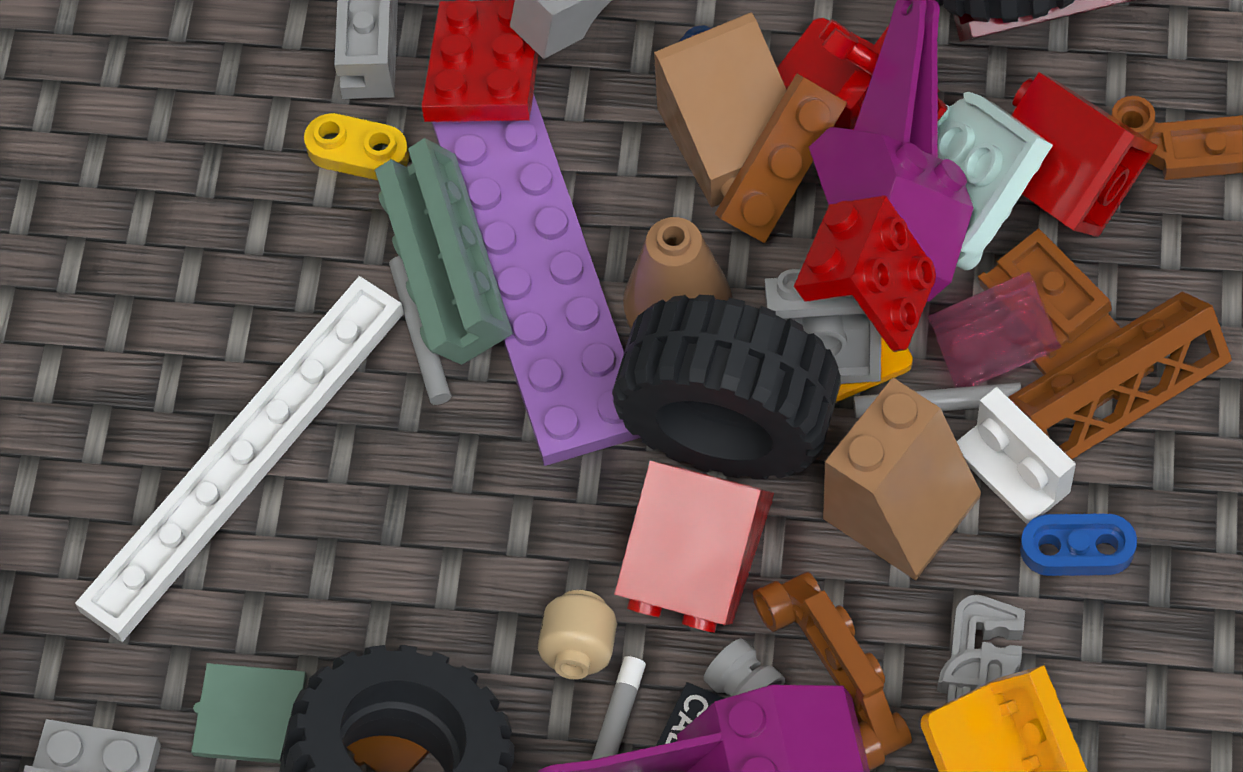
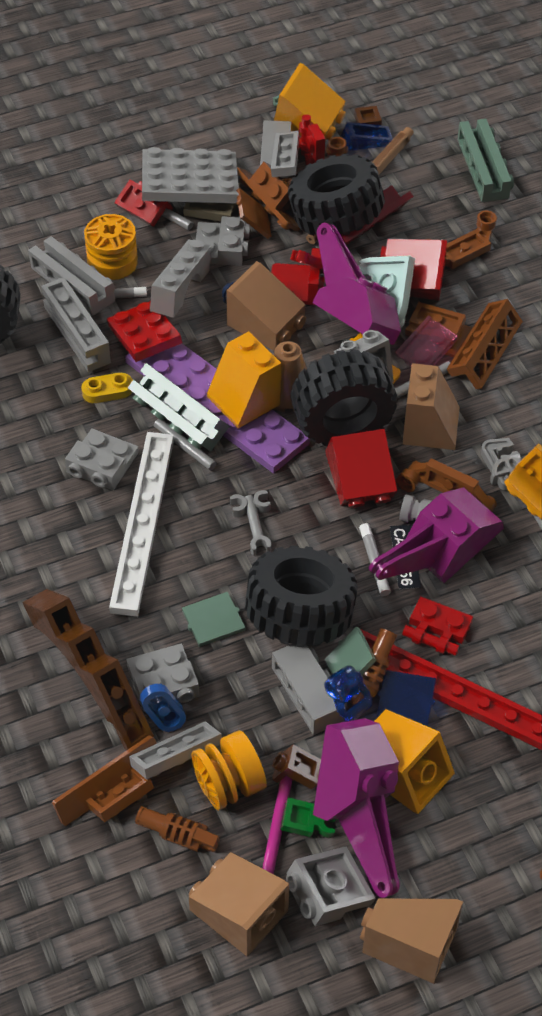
camera: 35 degrees left, 10 degrees down
(253, 291) = (101, 459): none -> light grey plate
(452, 515) = (253, 506): none -> light grey bar
(573, 264) = (246, 381): none -> light orange slope
(577, 632) = (336, 524): tan head -> none
(779, 158) = (300, 311): dark orange plate -> none
(877, 260) = (369, 320): red bracket -> none
(1016, 458) = (470, 383): white bracket -> none
(1077, 541) = (508, 408): blue plate -> none

